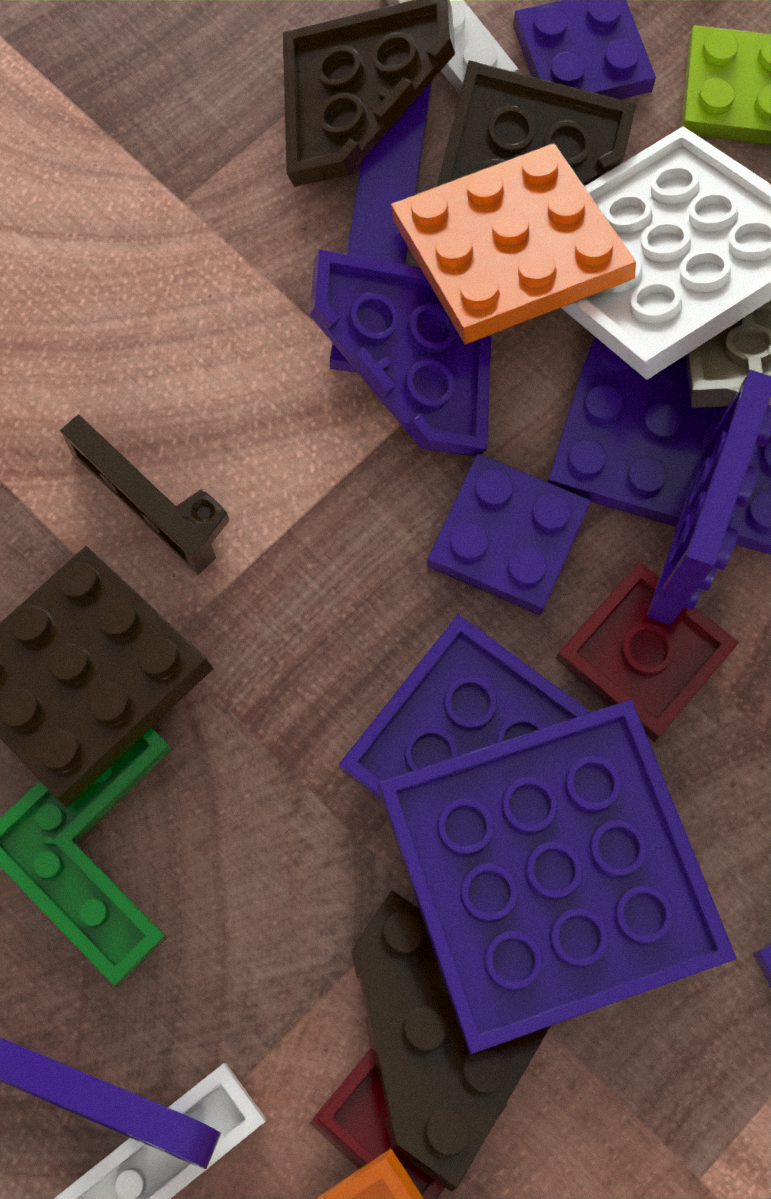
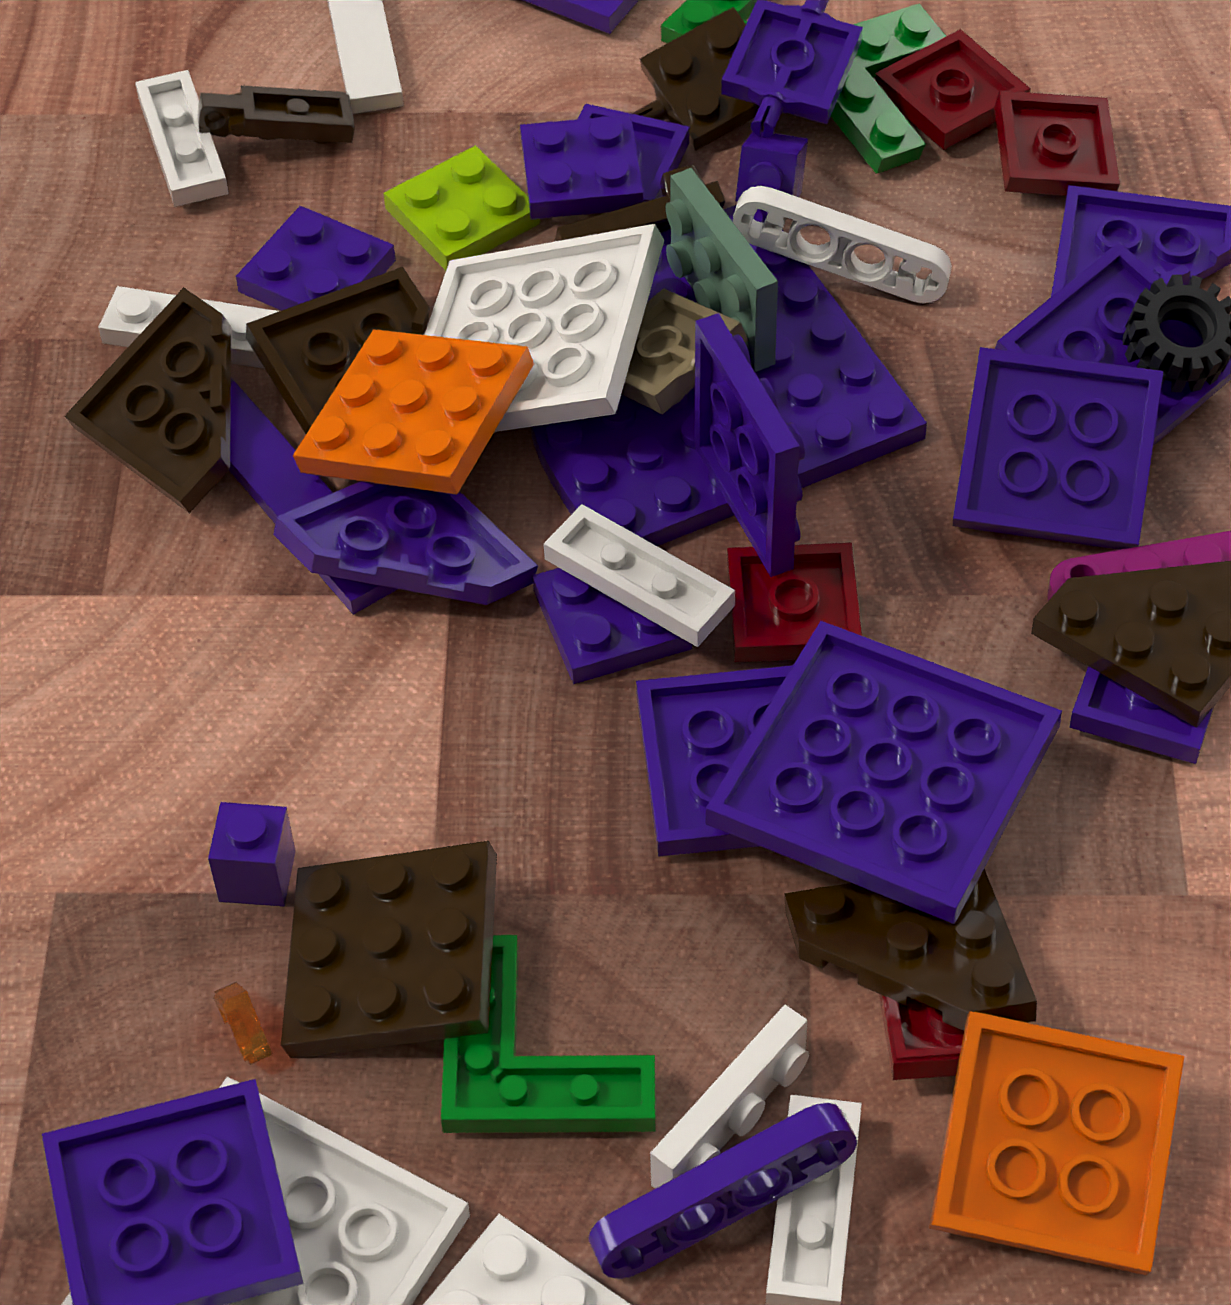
camera: 40 degrees left, 20 degrees down
(60, 507) = (252, 854): none -> dark purple brick
(177, 1028) = (735, 1098): none -> white plate
(183, 528) = (359, 797): dark brown hinge -> none
(540, 531) = (639, 575): none -> white plate

